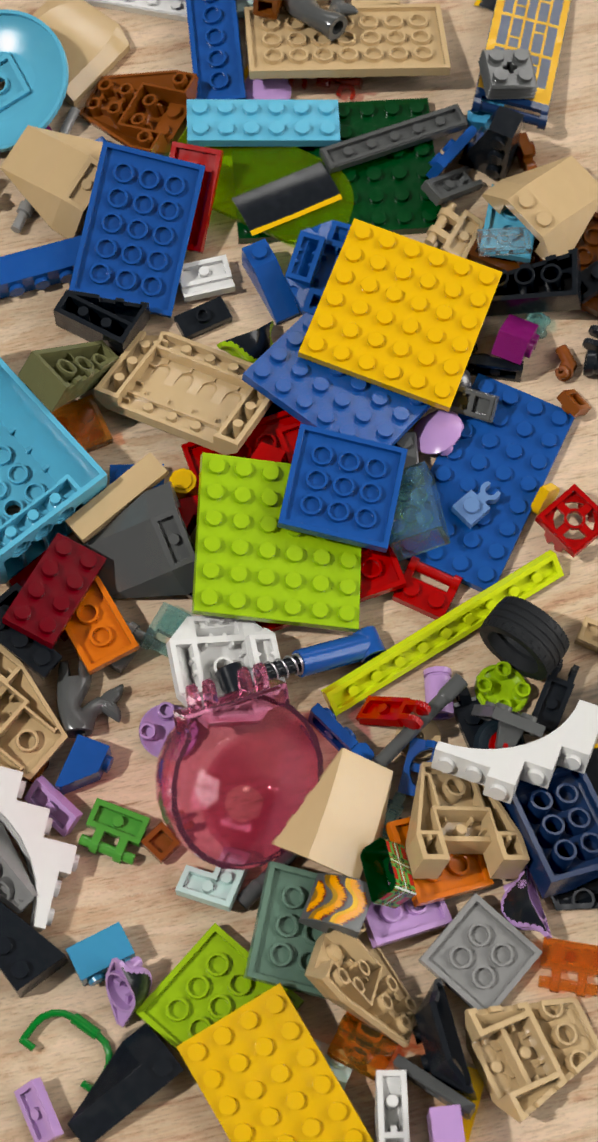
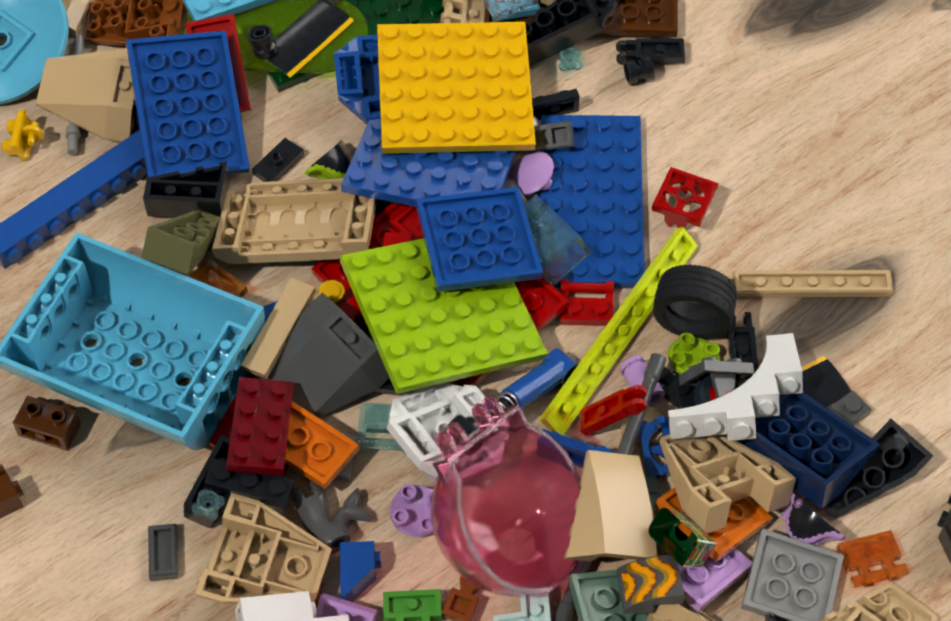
camera: 20 degrees left, 10 degrees down
(206, 278) = (266, 128): white plate -> none
(240, 188) = (262, 40): none -> black wheel
(269, 281) = (321, 108): blue slope -> none
(474, 506) = (594, 218): medium blue plate -> none
(516, 339) = (561, 74): magenta brick -> none
(544, 497) = (649, 191): yellow tile -> none
(568, 364) = (613, 81): dark orange arm -> none
(573, 403) = (634, 108): dark orange plate -> none

